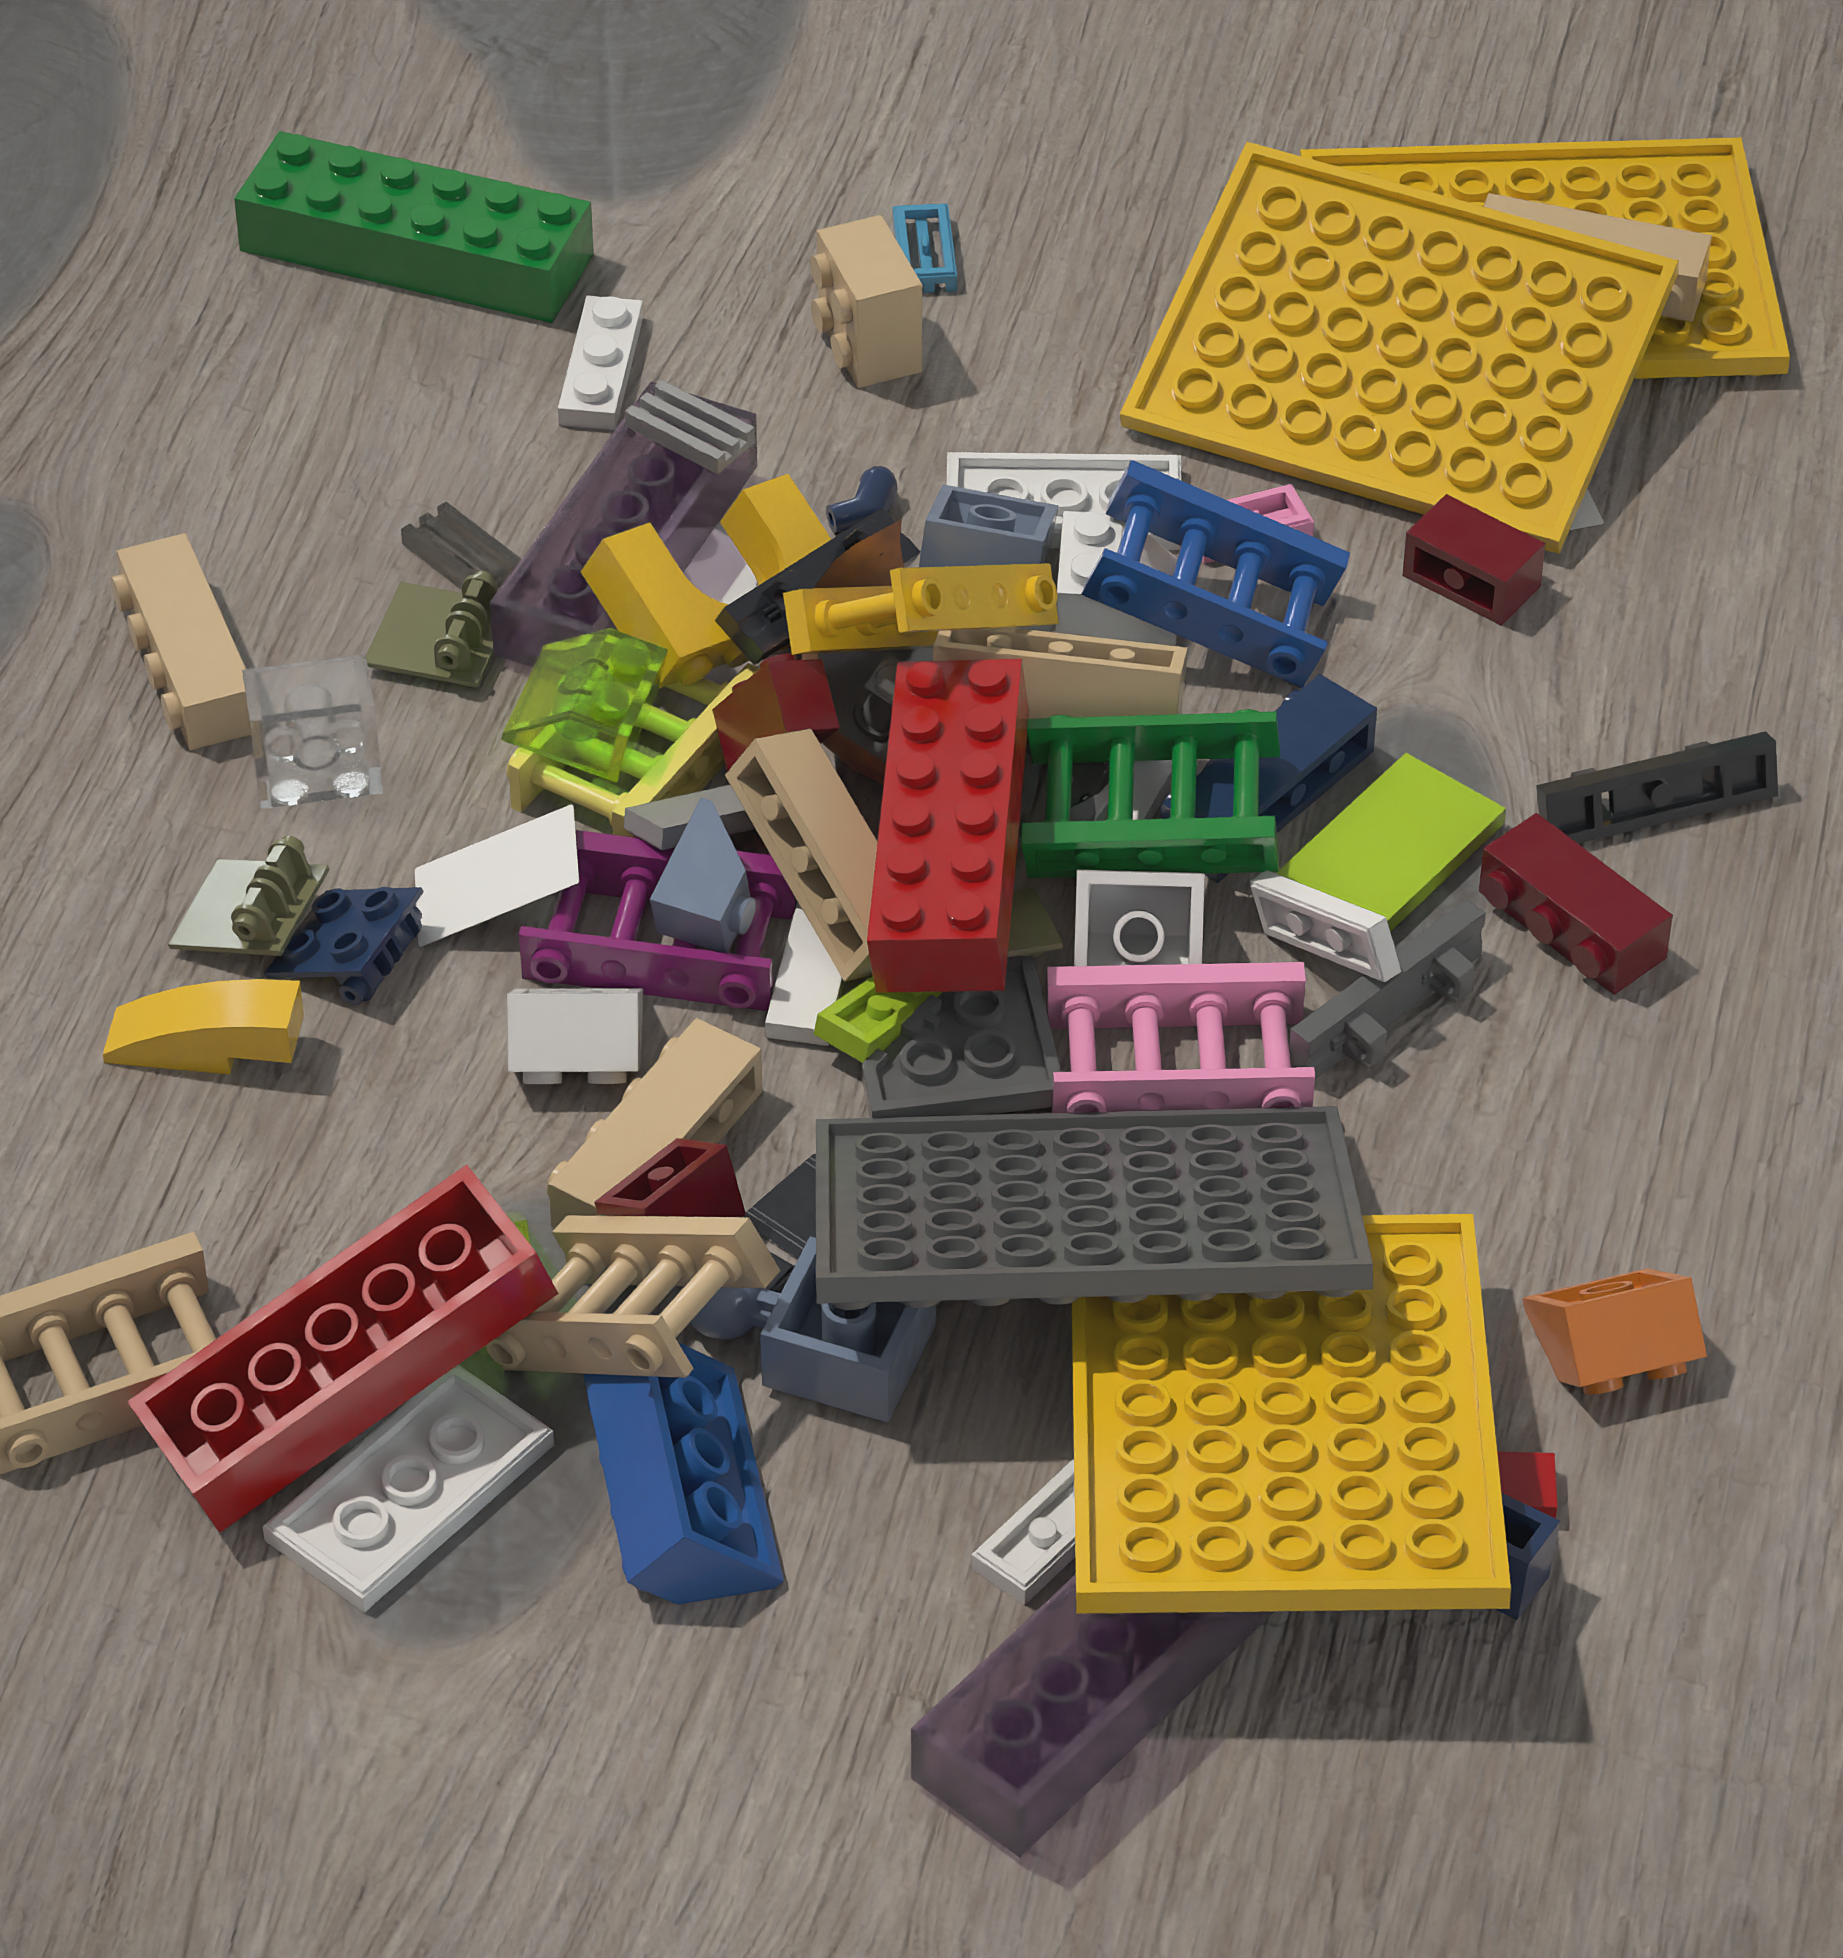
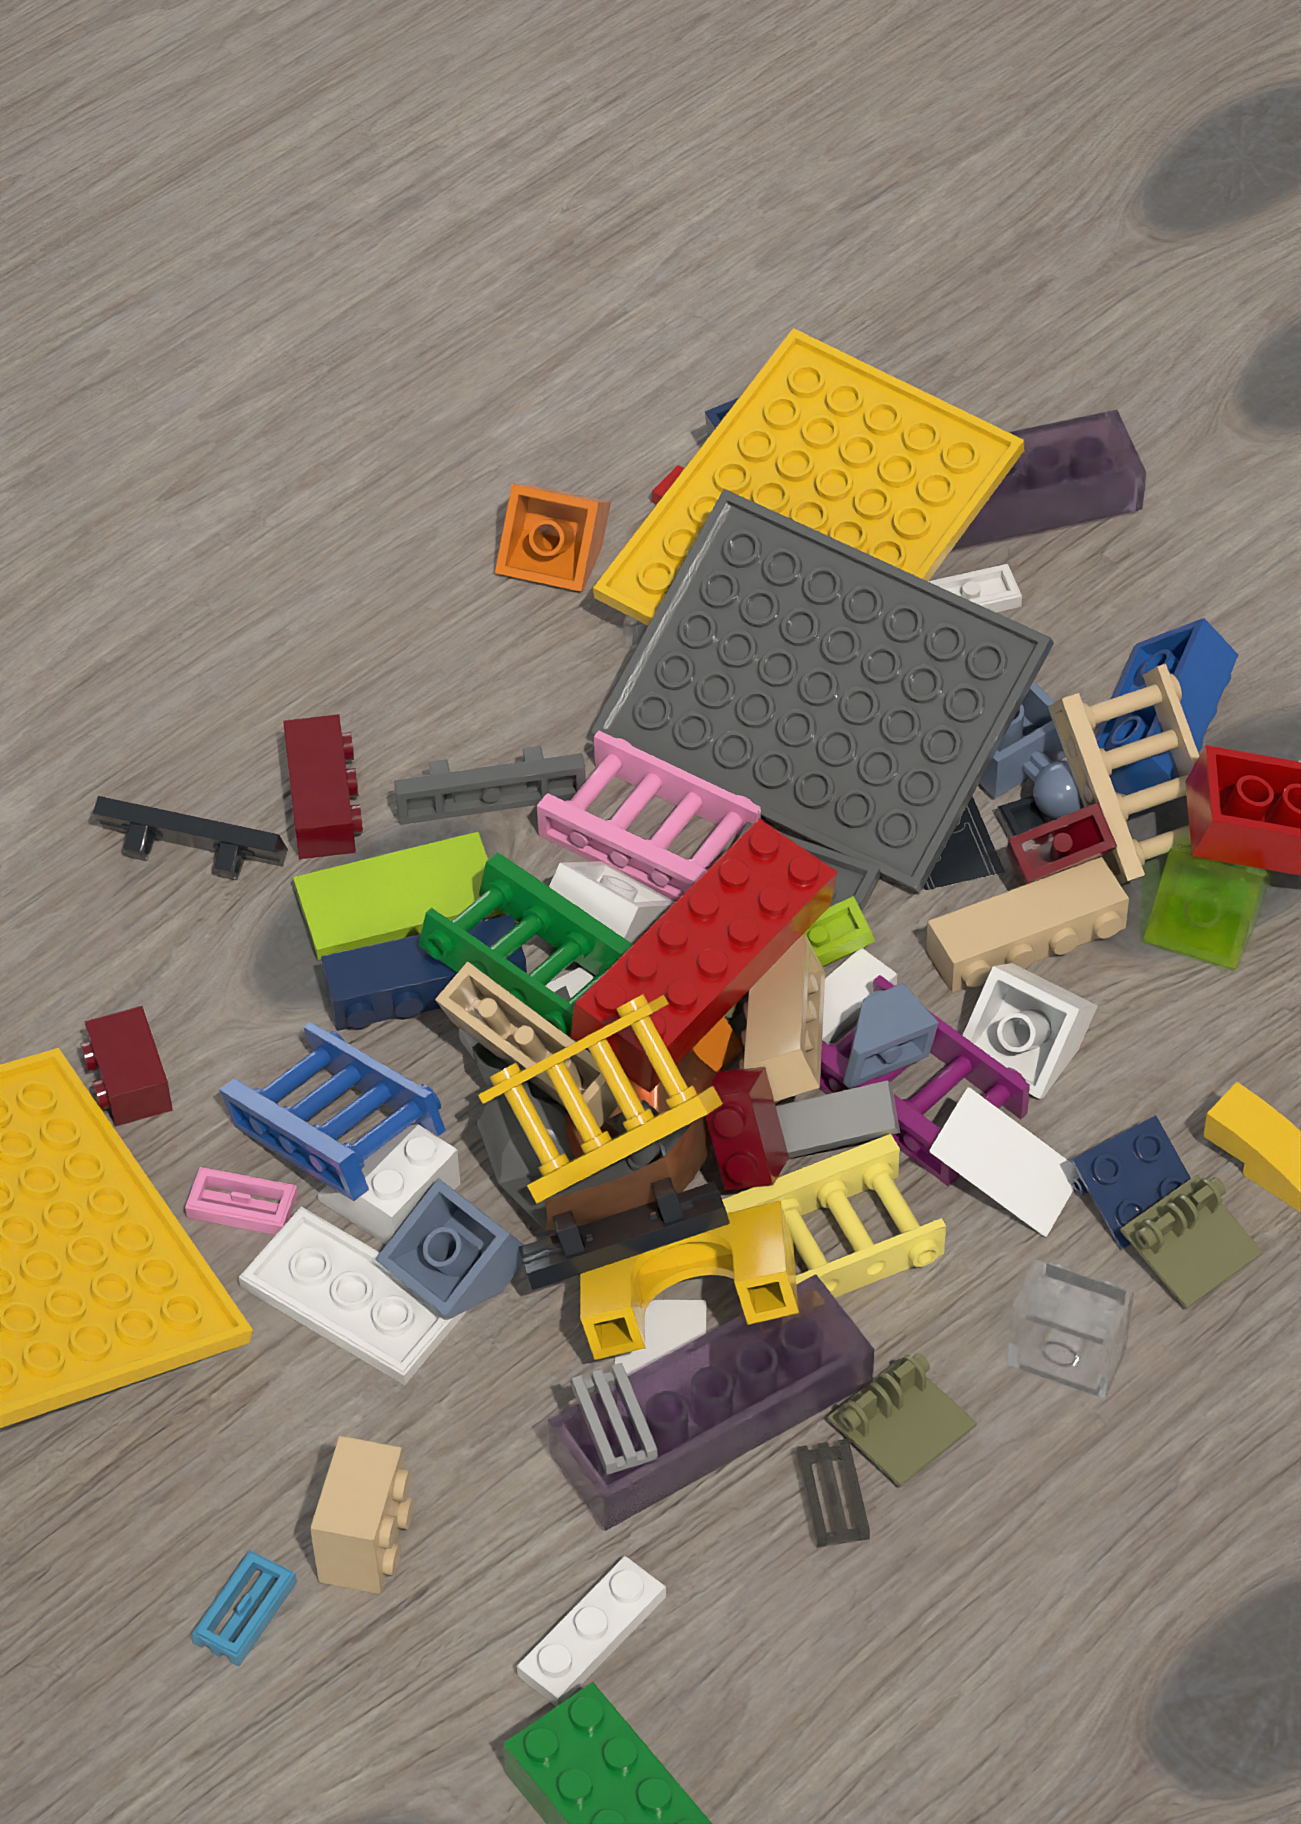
camera: 145 degrees left, 5 degrees up
(184, 640) = (1103, 1503): tan brick -> none
(588, 701) = (862, 1219): clear neon green slope -> none
(875, 491) = (495, 1363): dark blue arm -> none
(1325, 926) = (503, 801): white tile -> none

